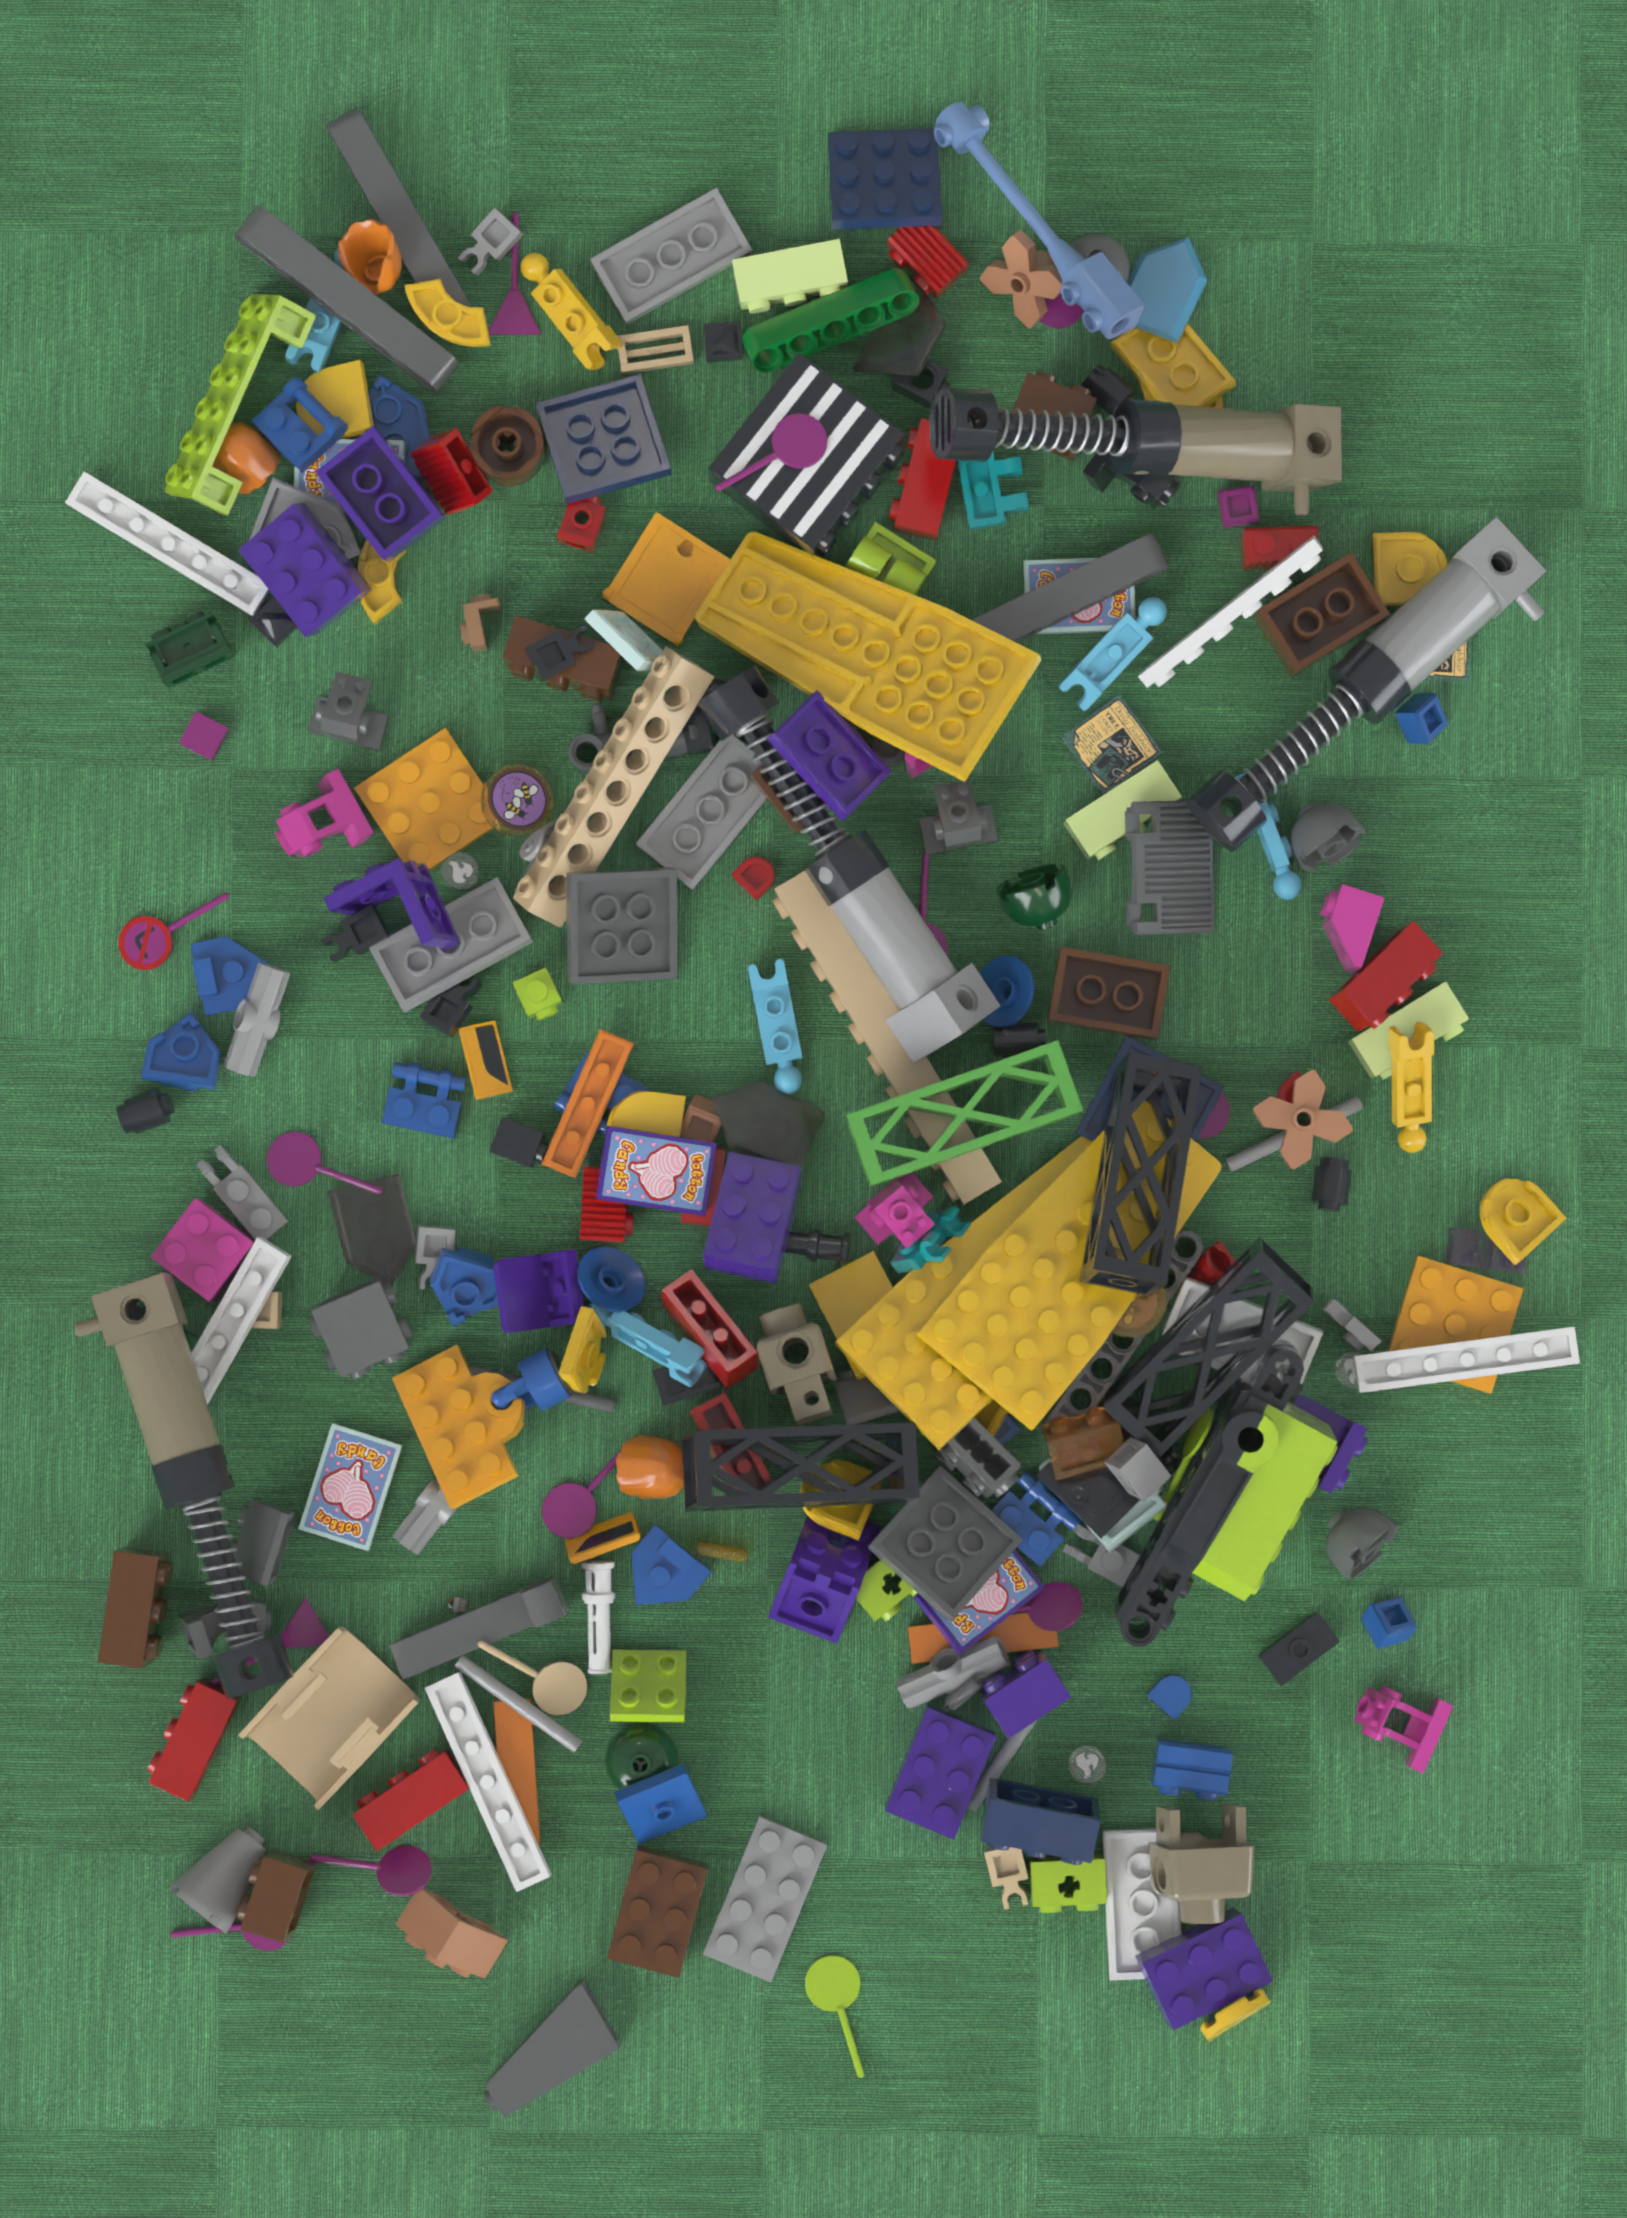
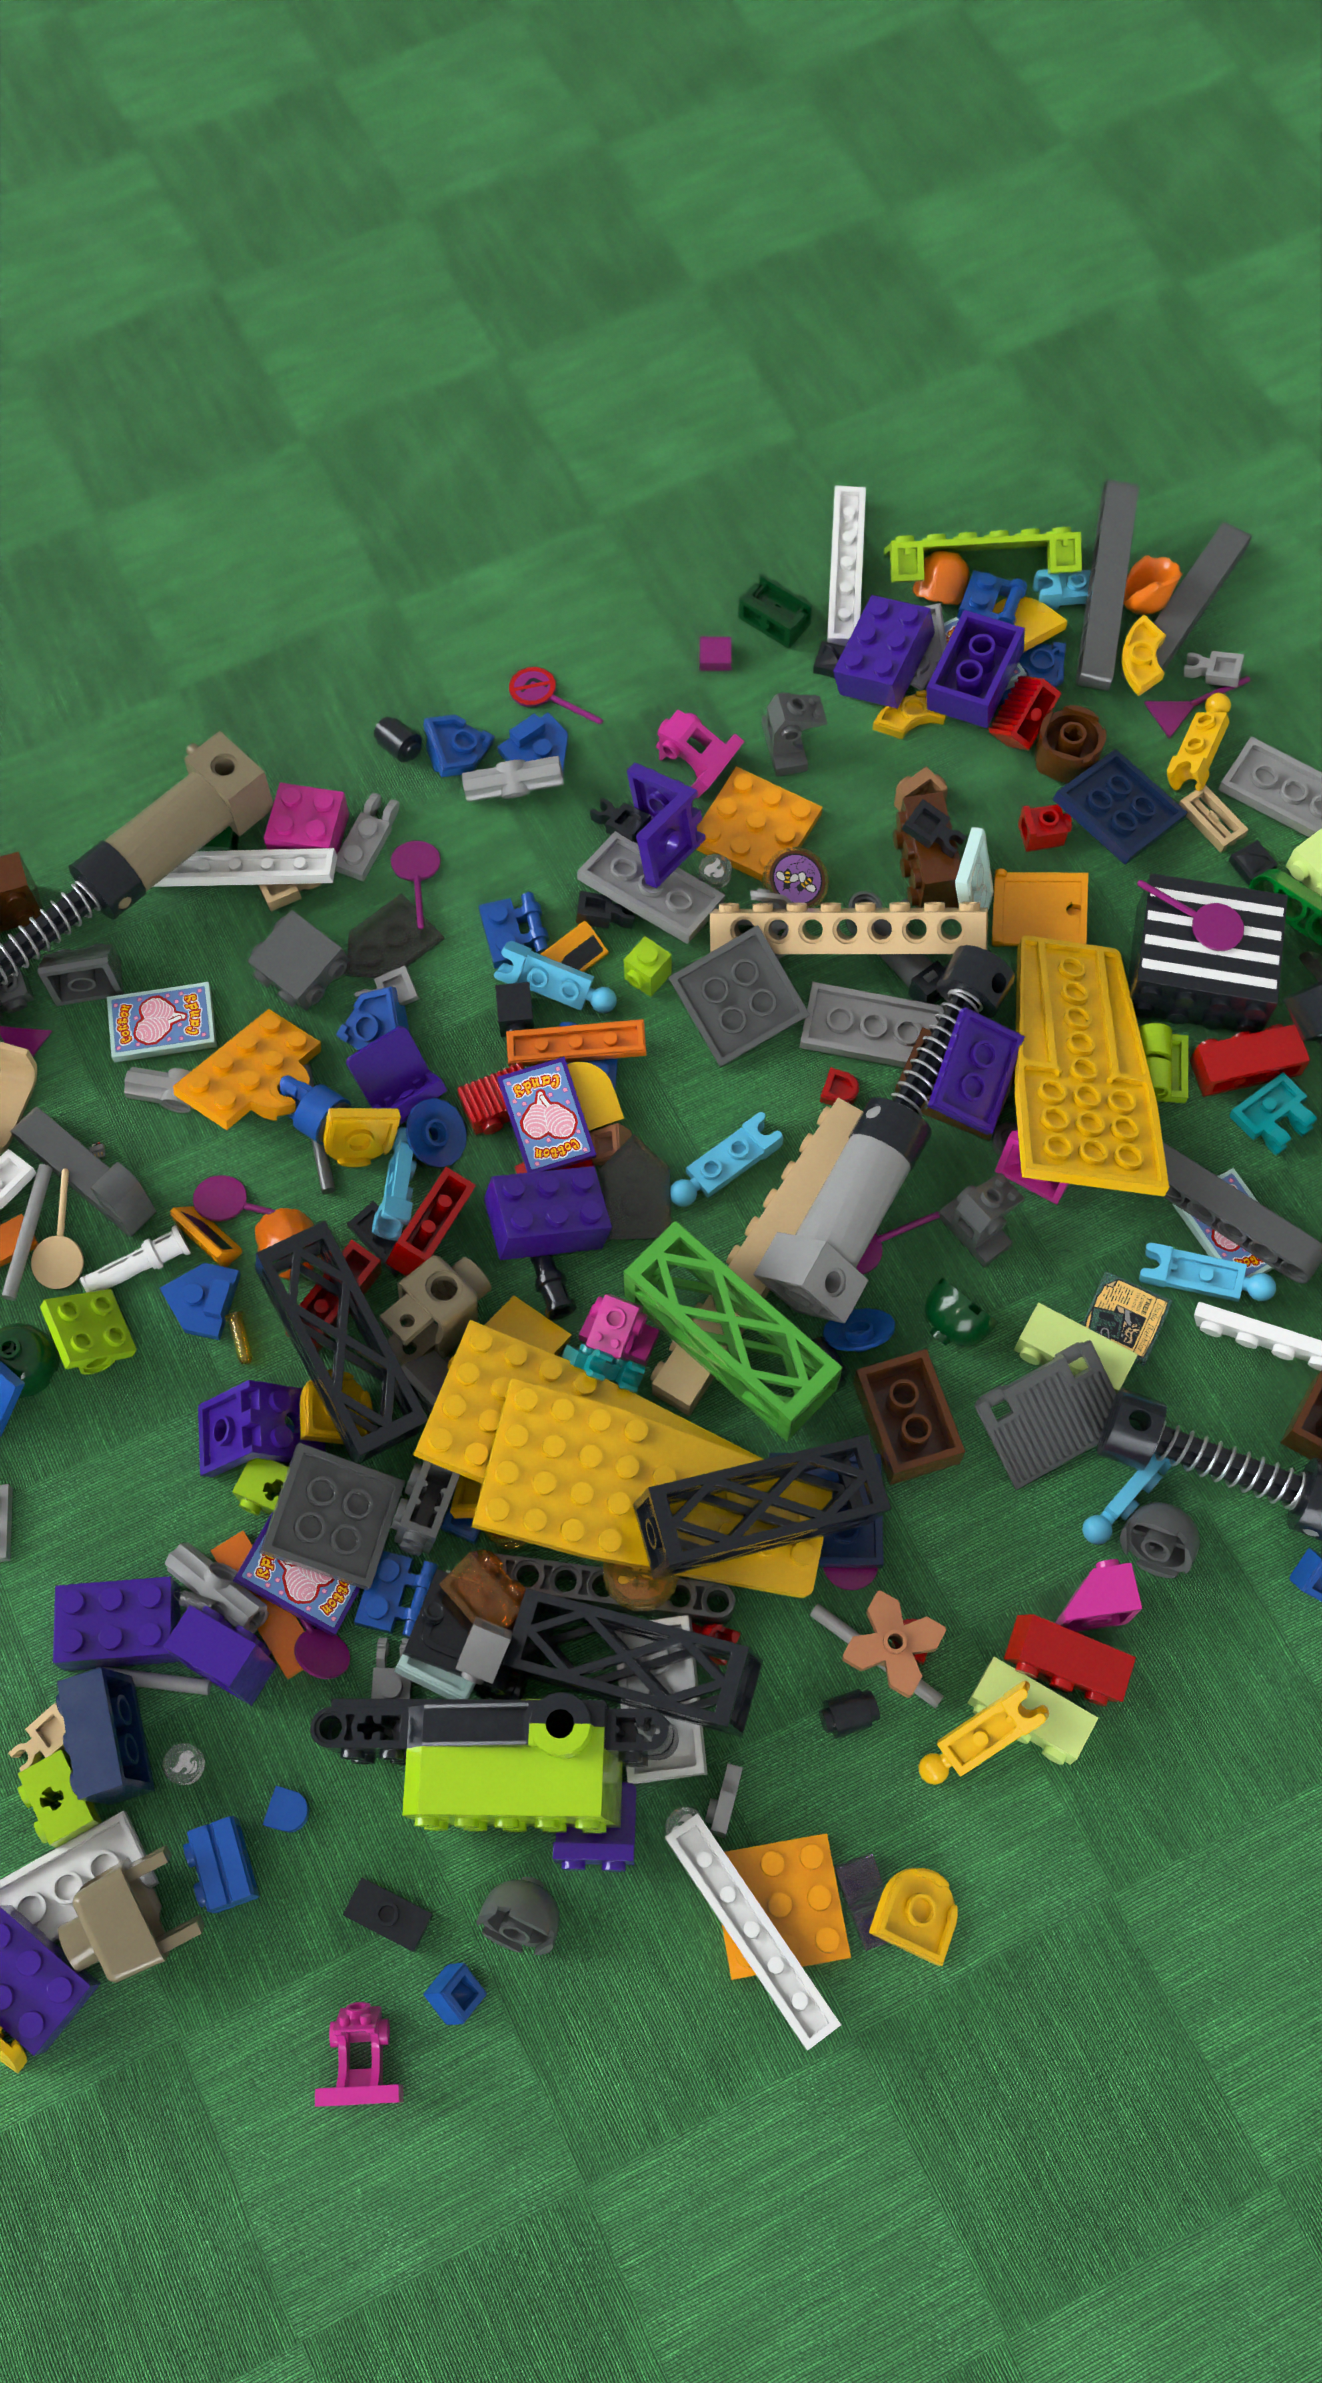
camera: 65 degrees right, 20 degrees down
(504, 1092) = (553, 979): none -> medium azure plate

